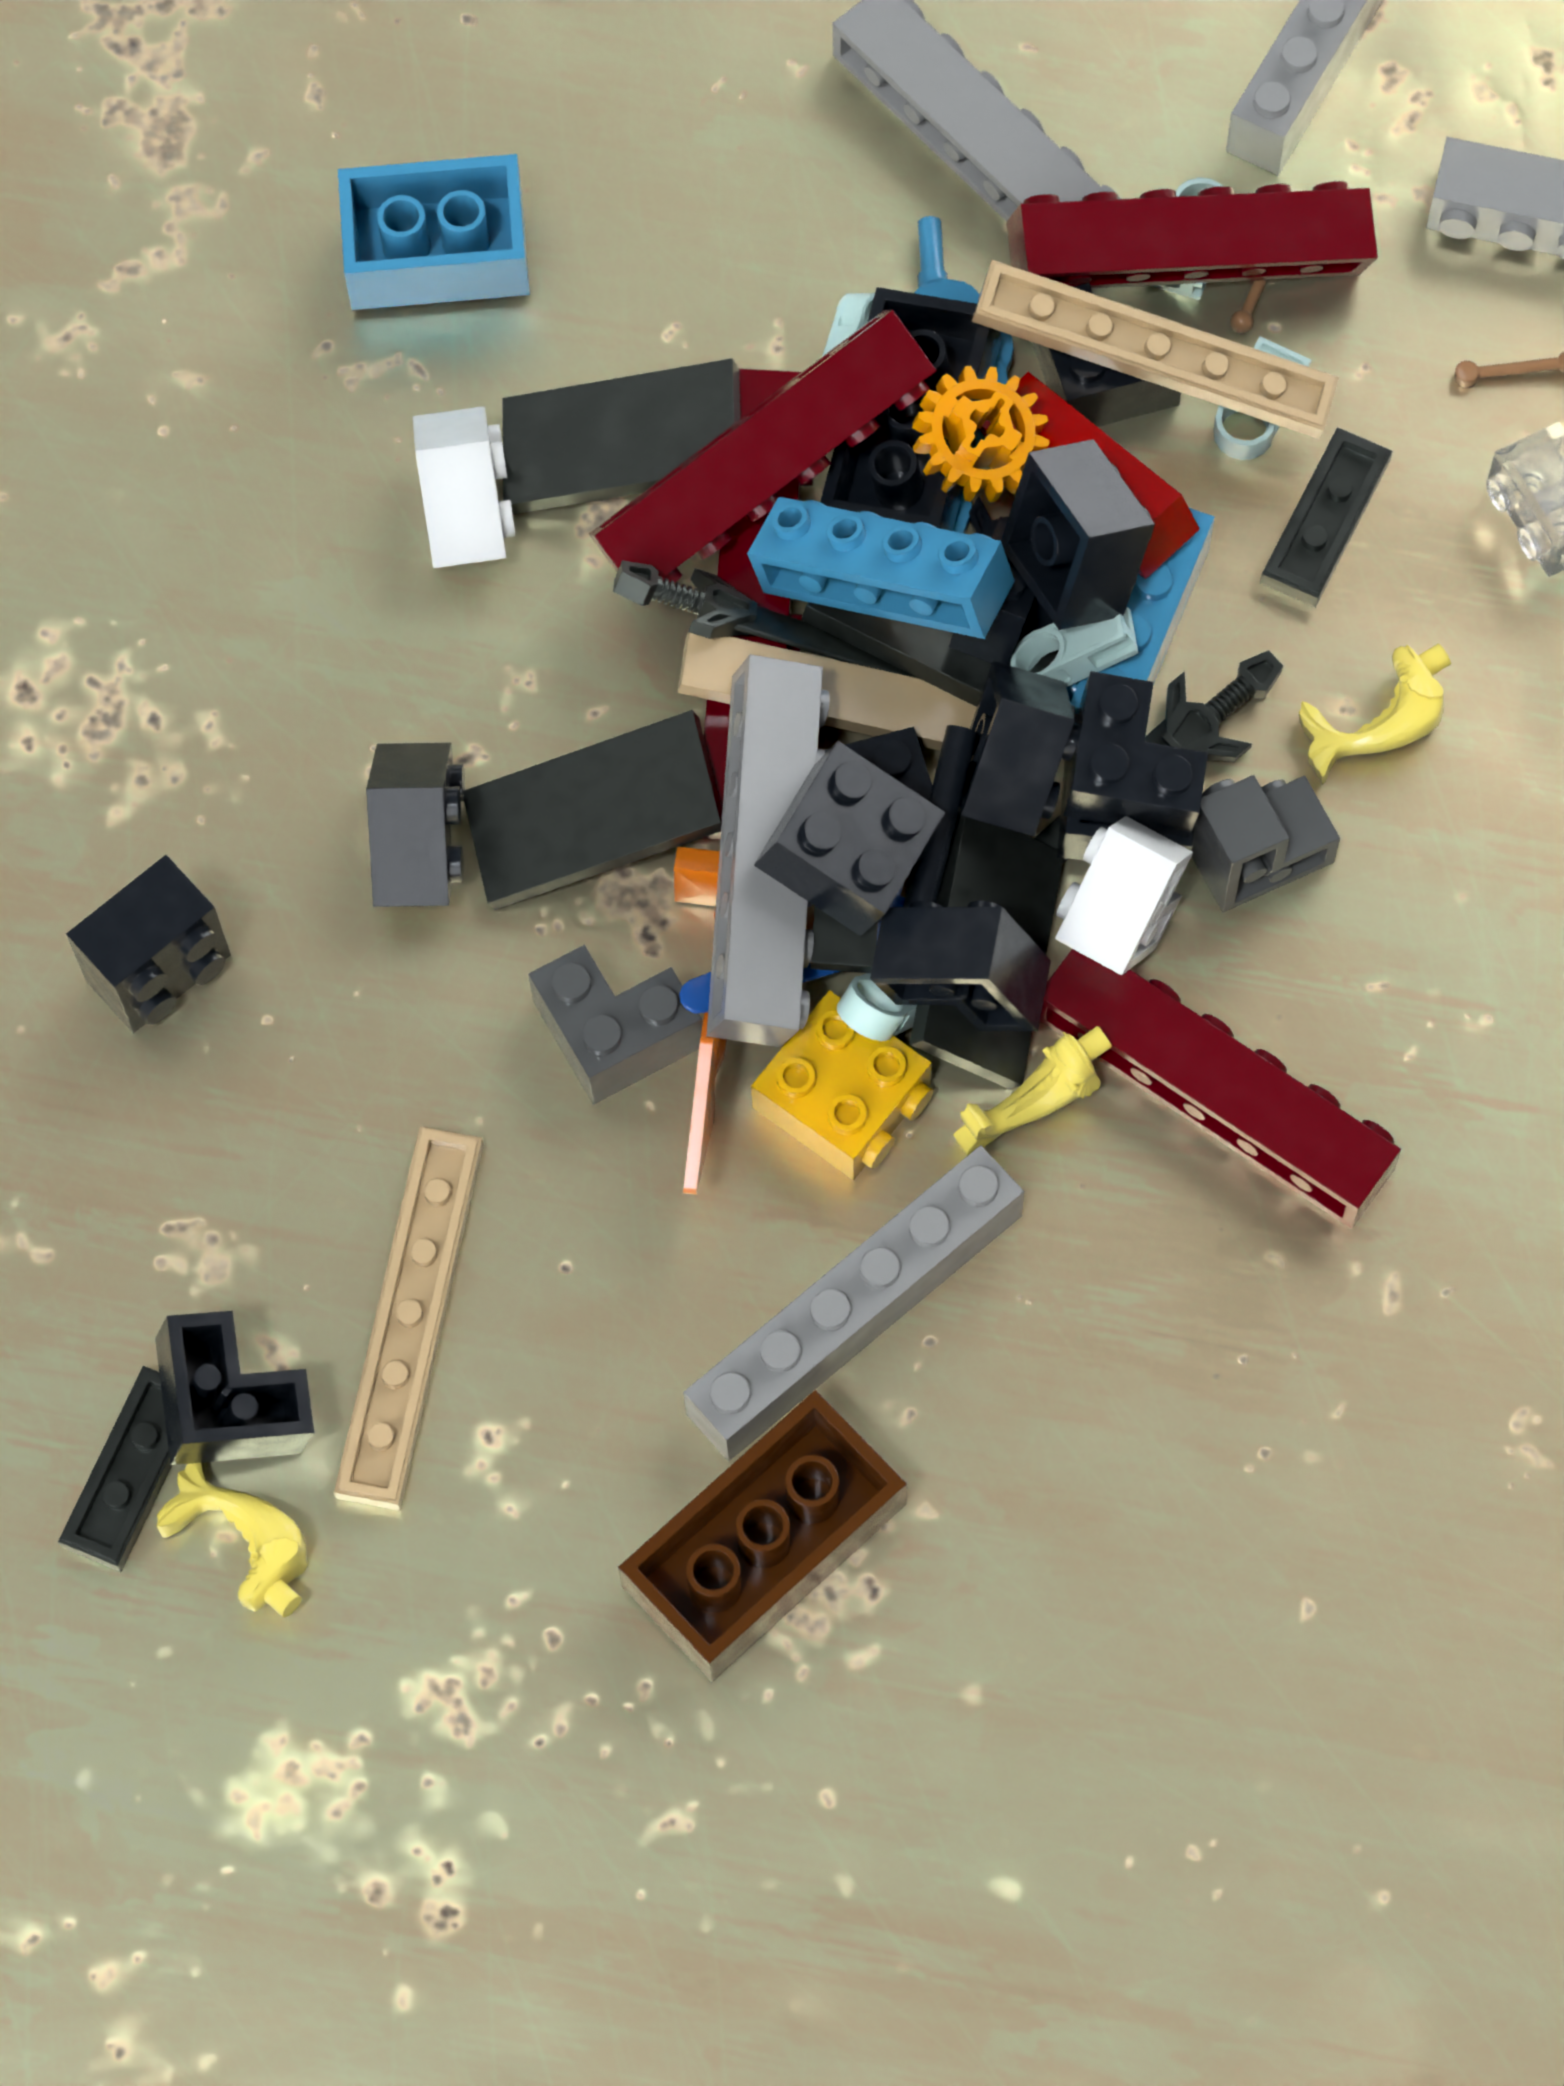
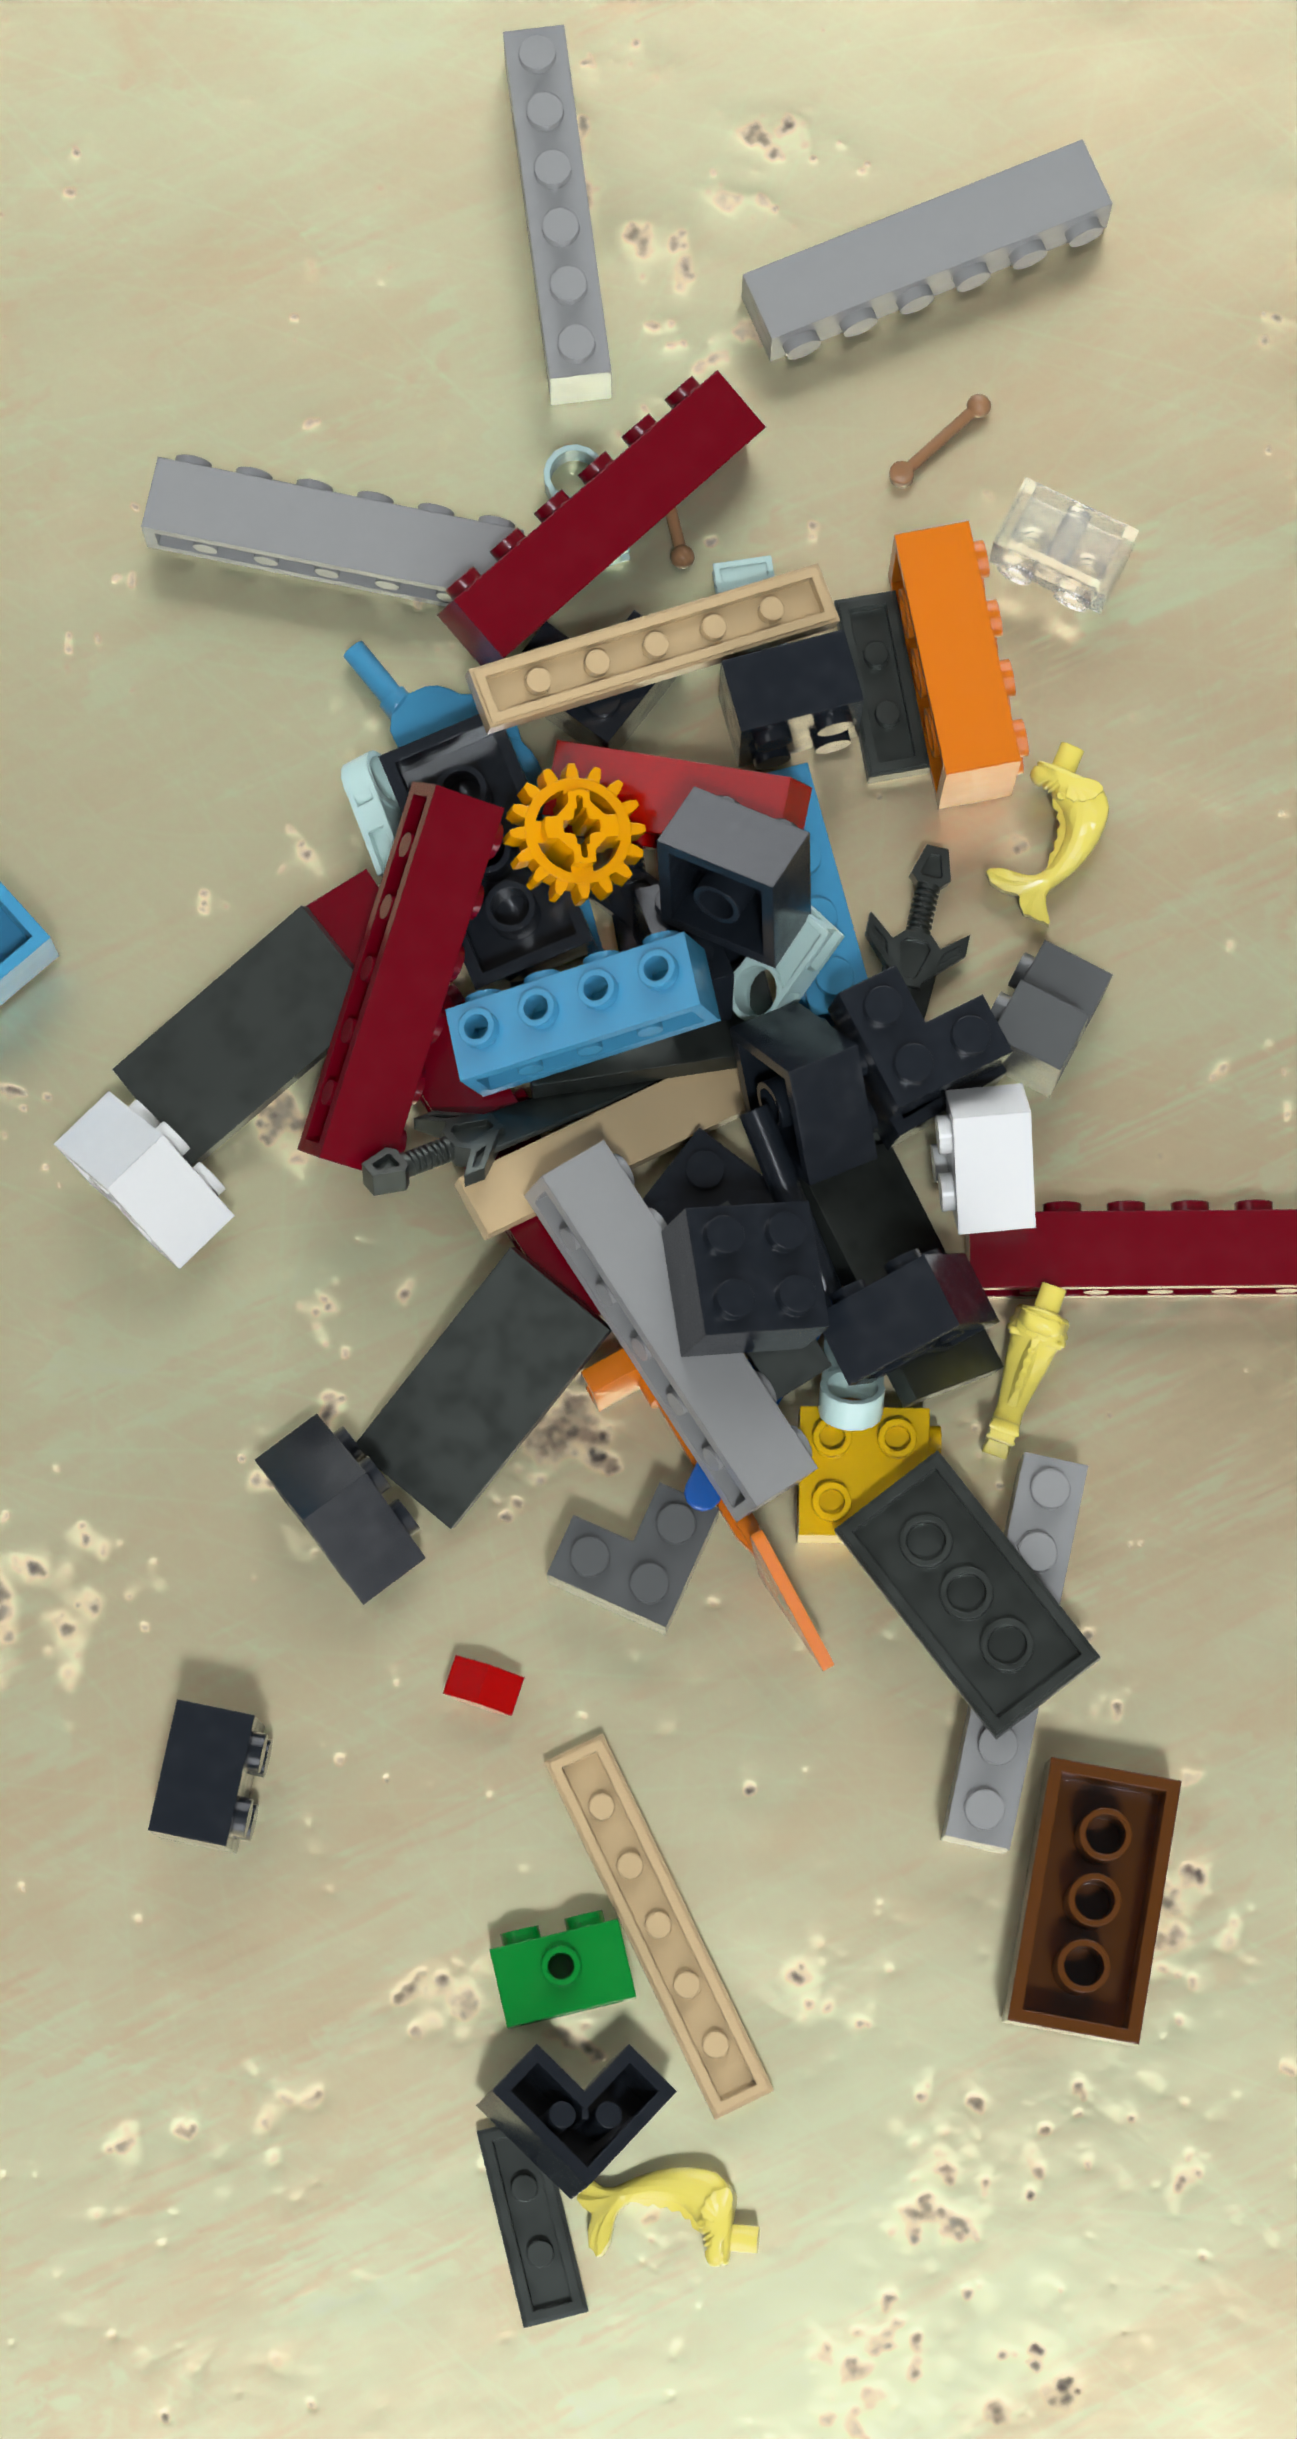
camera: 40 degrees left, 10 degrees up
(305, 1290) = (562, 1971): none -> green brick
(417, 1033) = (483, 1686): none -> red piece
(844, 1216) = (967, 1594): none -> pearl dark grey tile
(1241, 463) = (791, 700): none -> black brick
(1394, 526) = (956, 664): none -> orange brick

